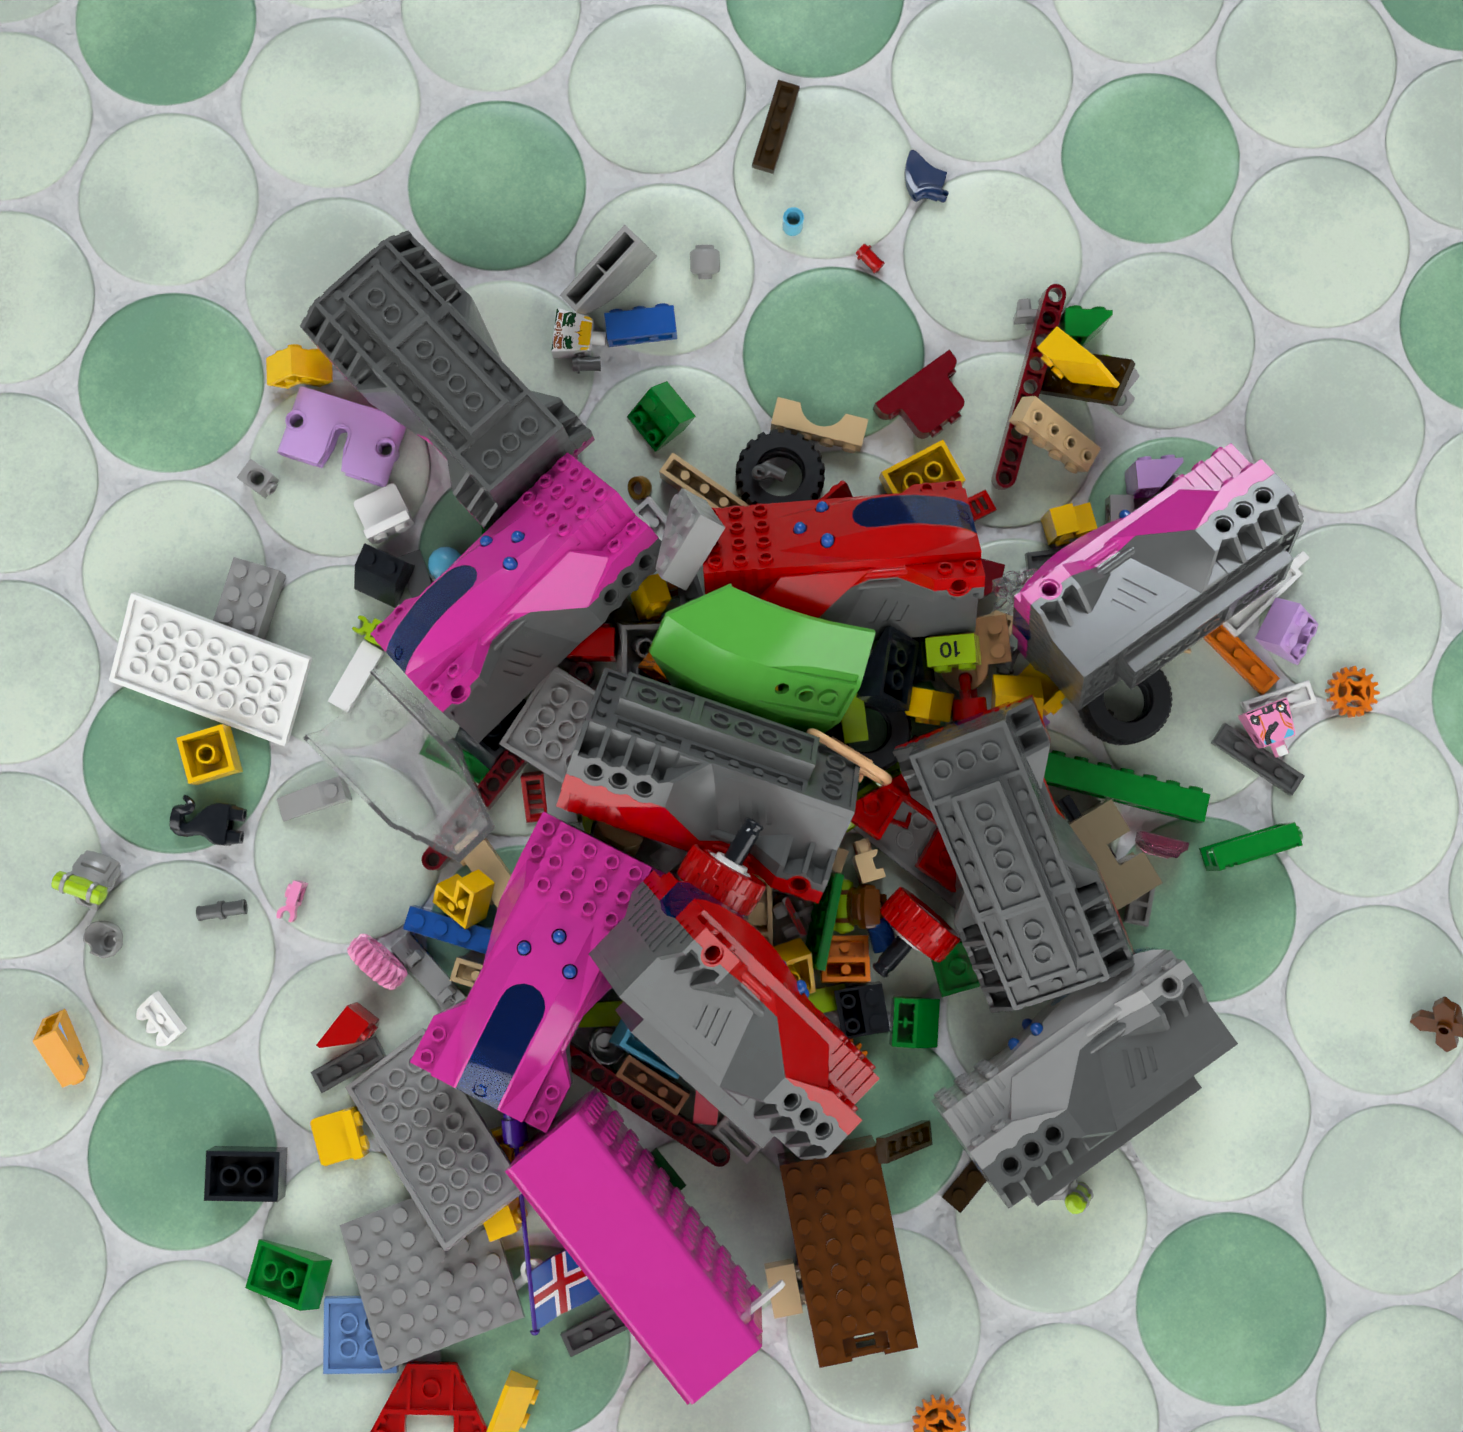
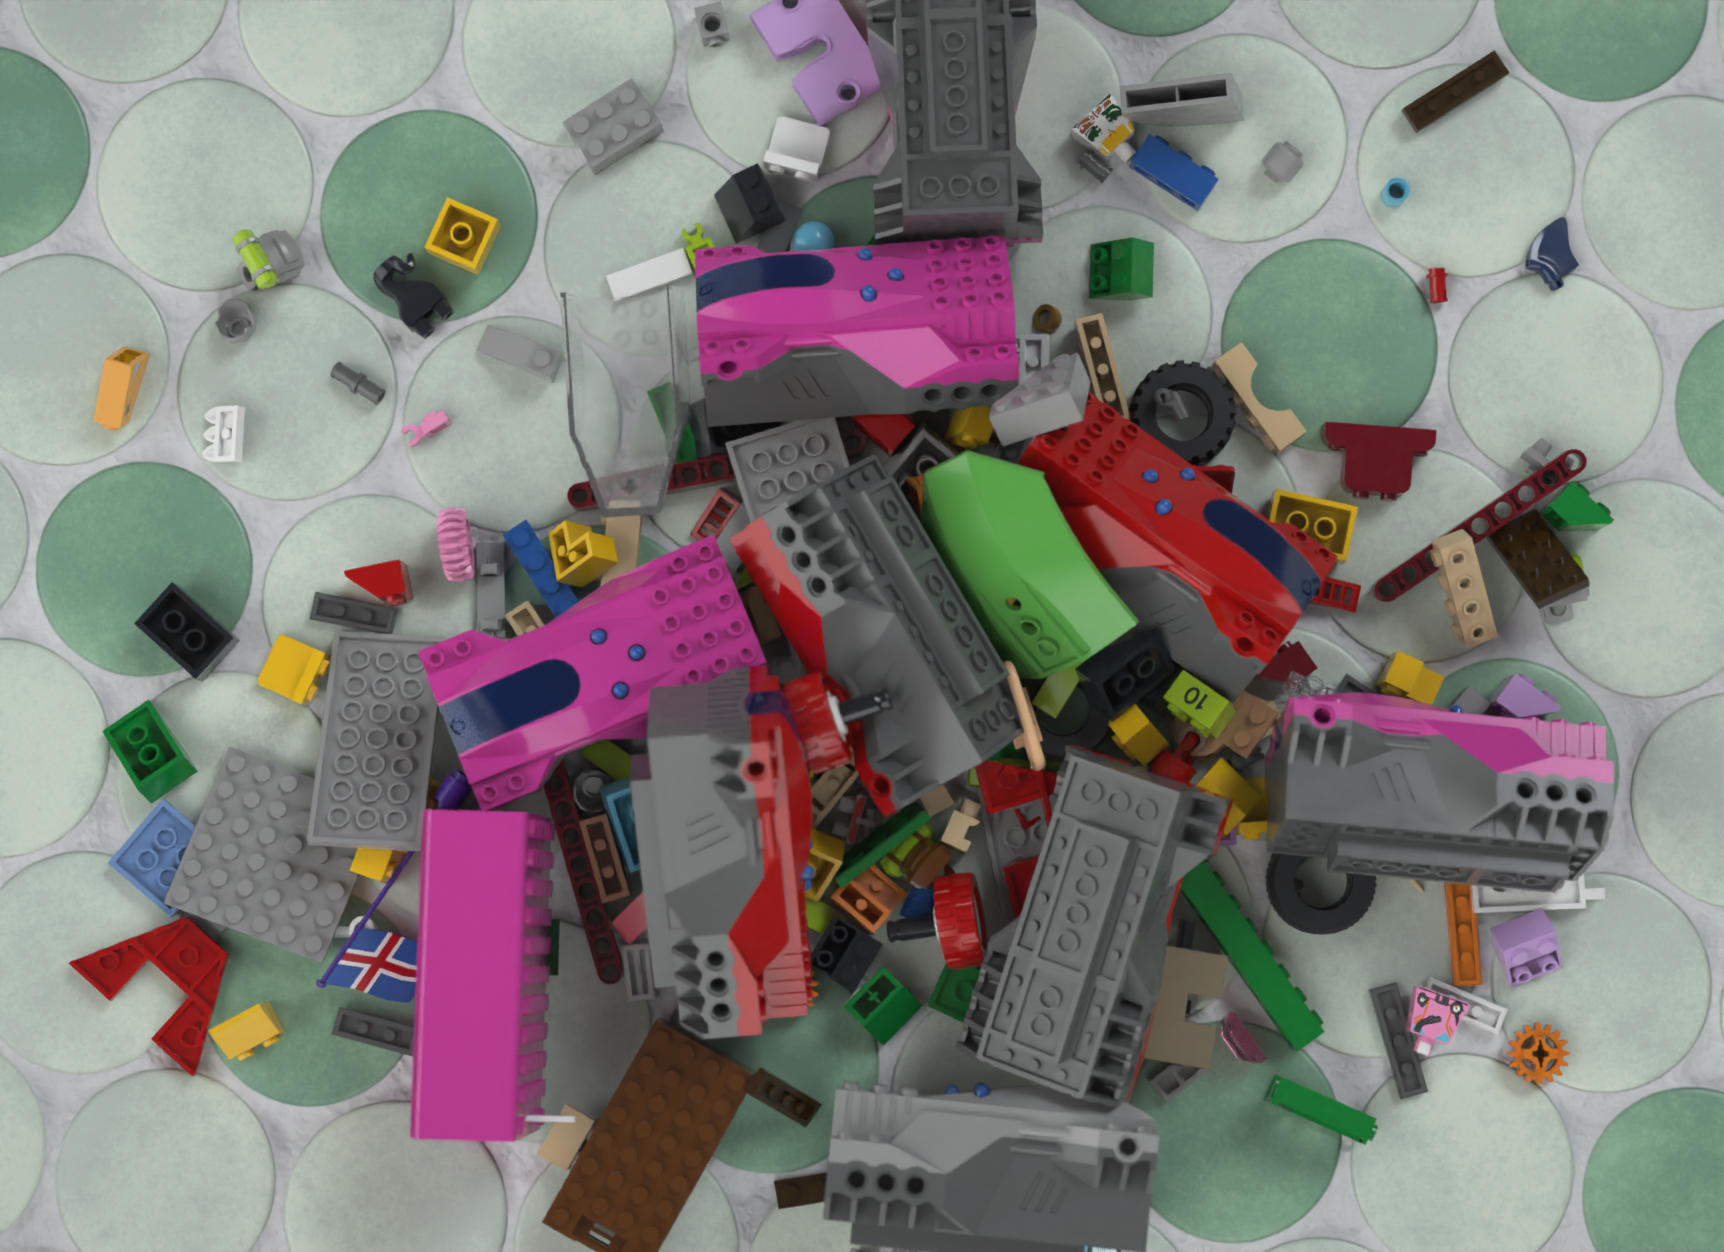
camera: 45 degrees right, 0 degrees up
(210, 668) = (527, 160): white plate -> none
(1074, 361) = (1534, 534): yellow slope -> none

